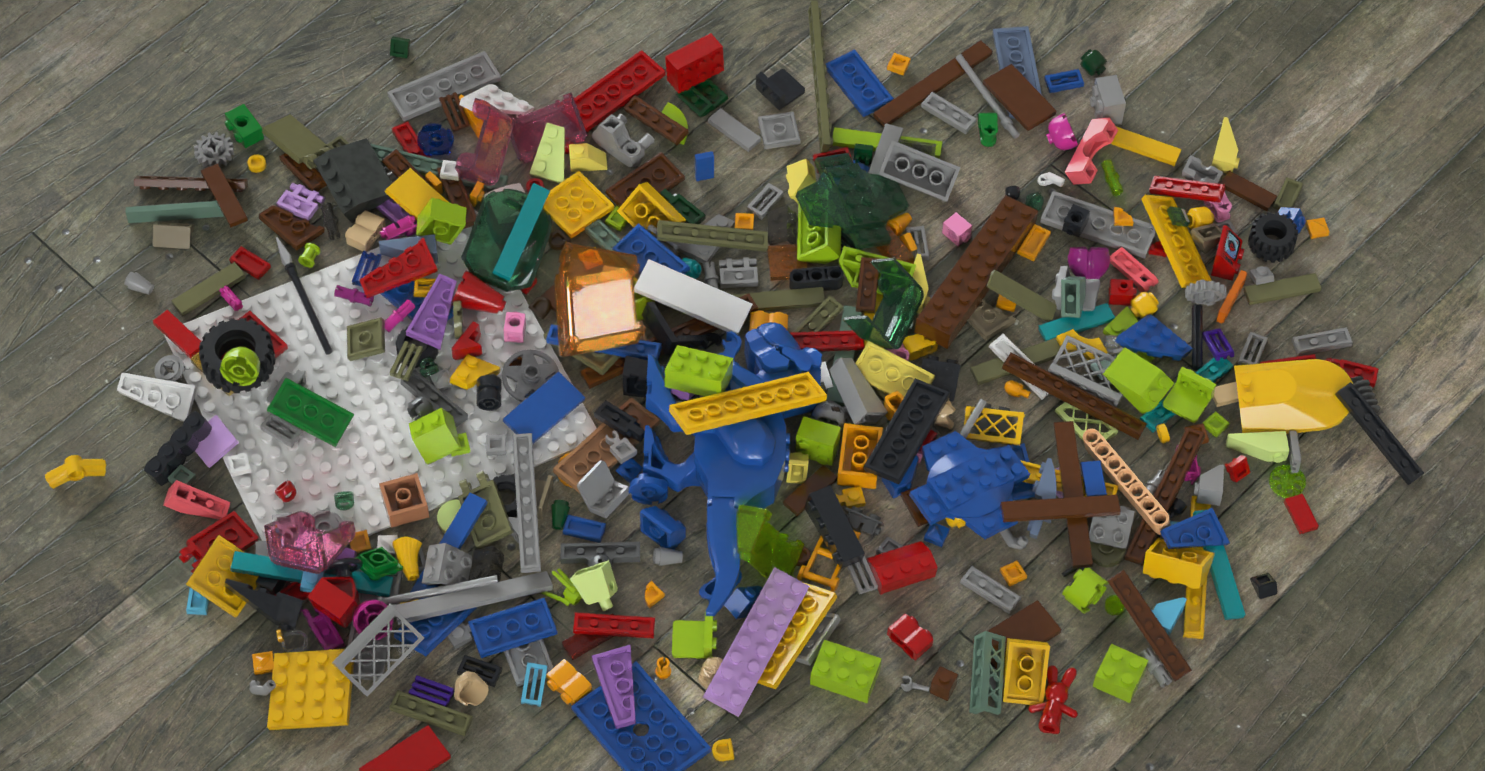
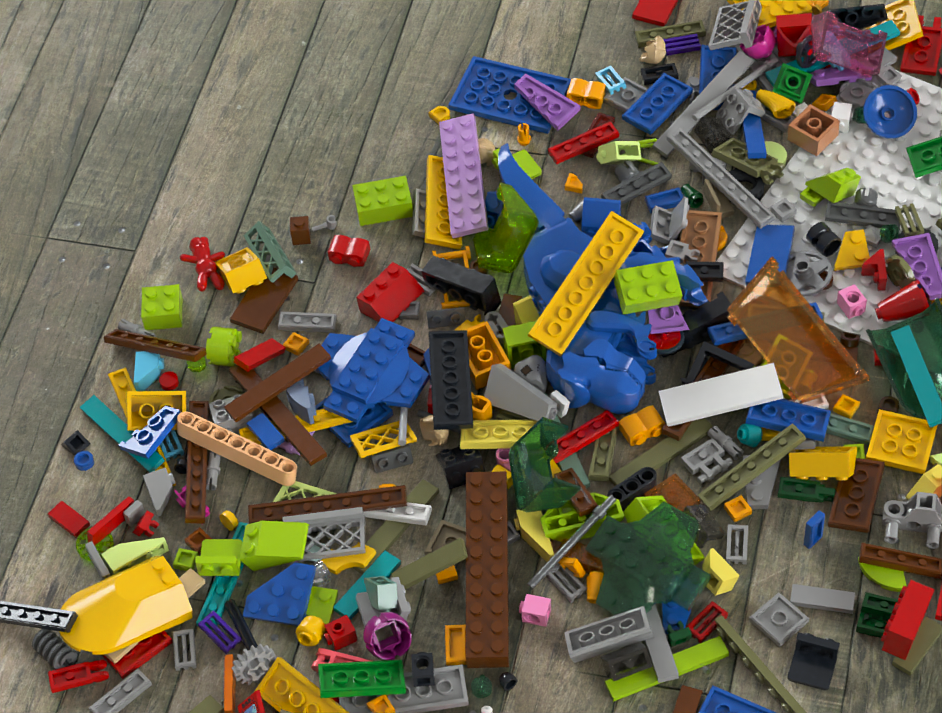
camera: 155 degrees right, 5 degrees down
(322, 476) = (897, 104): none -> blue dish
(364, 505) = (842, 112): none -> white brick
(827, 477) = (495, 316): none -> light grey beam
(864, 251) = (598, 513): none -> dark grey bar
(1056, 566) = (259, 354): none -> red tile
(1128, 237) = (361, 678): none -> green tile
(1151, 598) = (168, 381): none -> red tile
(1242, 482) = (134, 513): none -> light grey tile
(1263, 563) = (83, 460): none -> blue tile
(1267, 480) = (109, 522): none -> red tile

